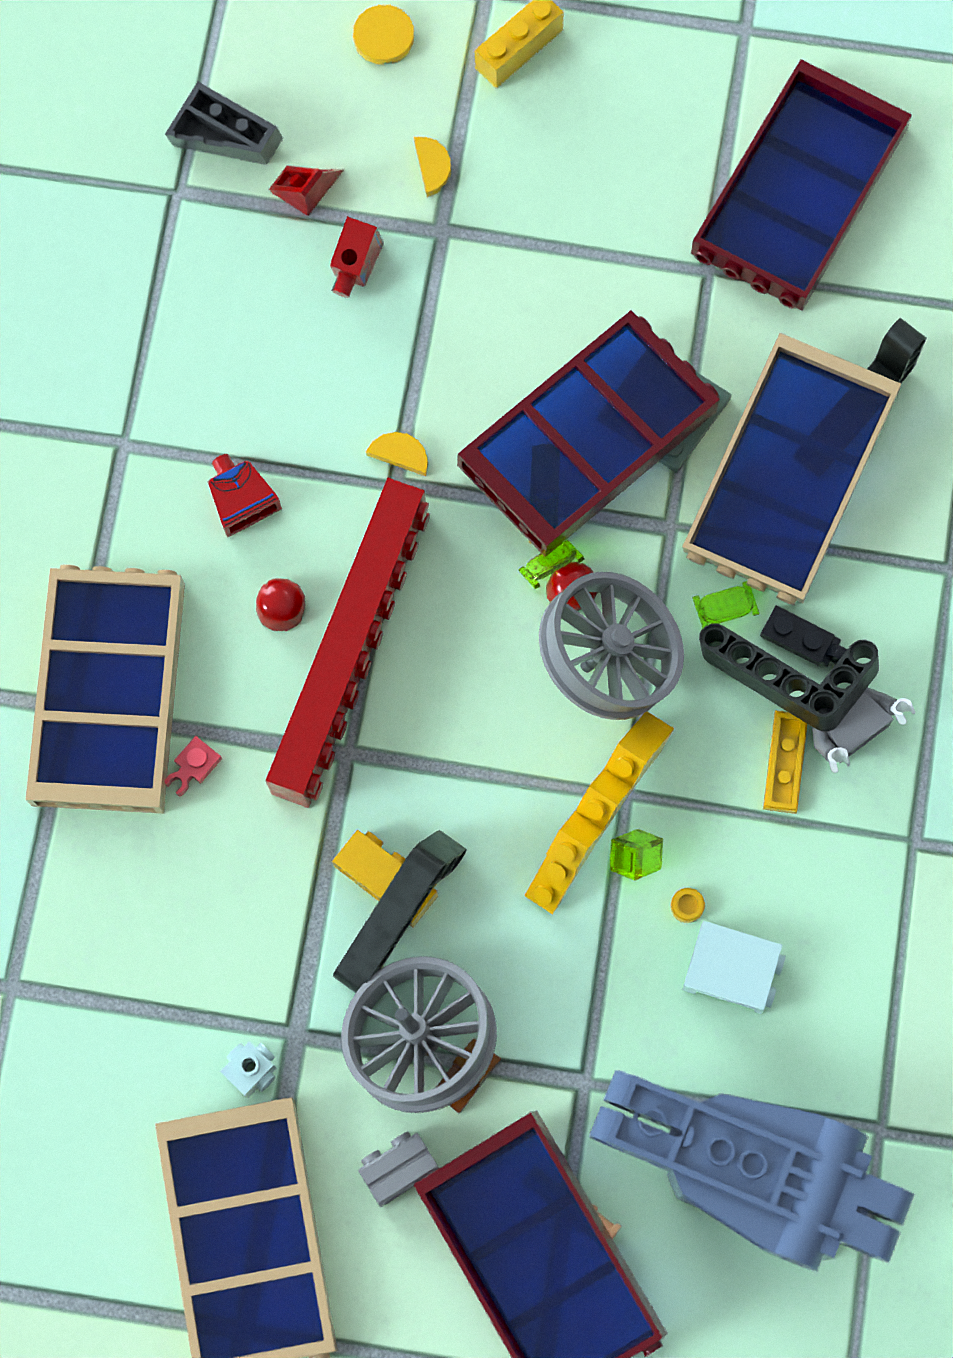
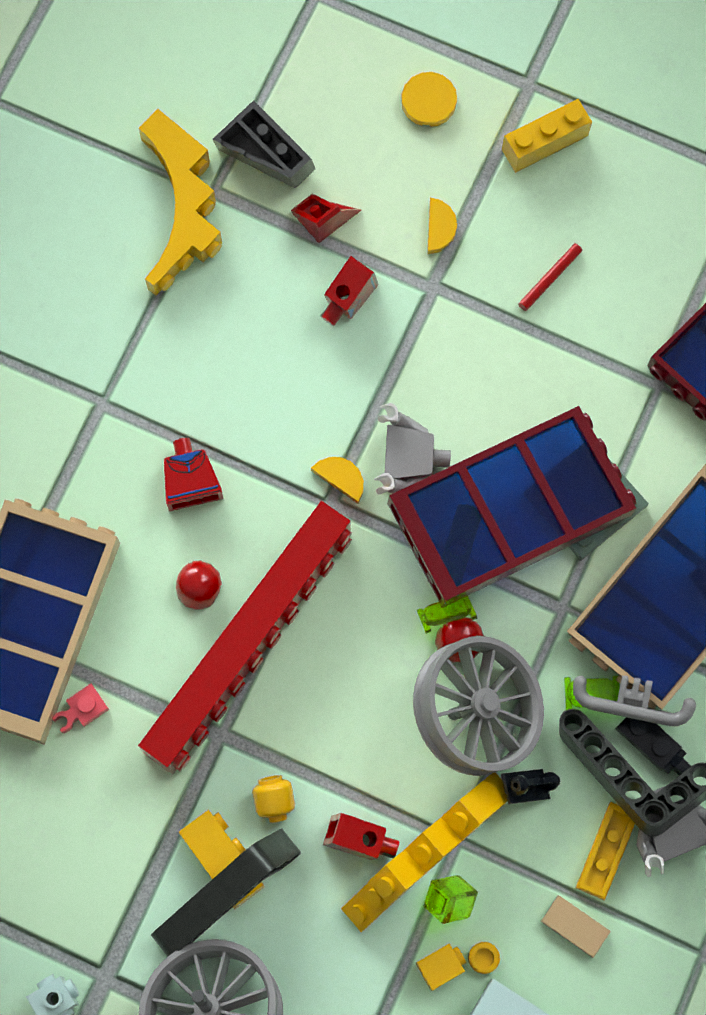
camera: 10 degrees right, 0 degrees up
(140, 167) = (191, 233): none -> yellow arch
(422, 801) = (273, 798): none -> yellow head
(463, 406) = (408, 452): none -> light grey torso
(510, 817) = (347, 833): none -> red torso
(563, 187) = (544, 283): none -> red bar
(645, 924) = (441, 966): none -> yellow brick
(686, 715) = (529, 785): none -> black hinge
(771, 601) = (632, 703): none -> light grey piece
(774, 847) = (575, 926): none -> tan tile

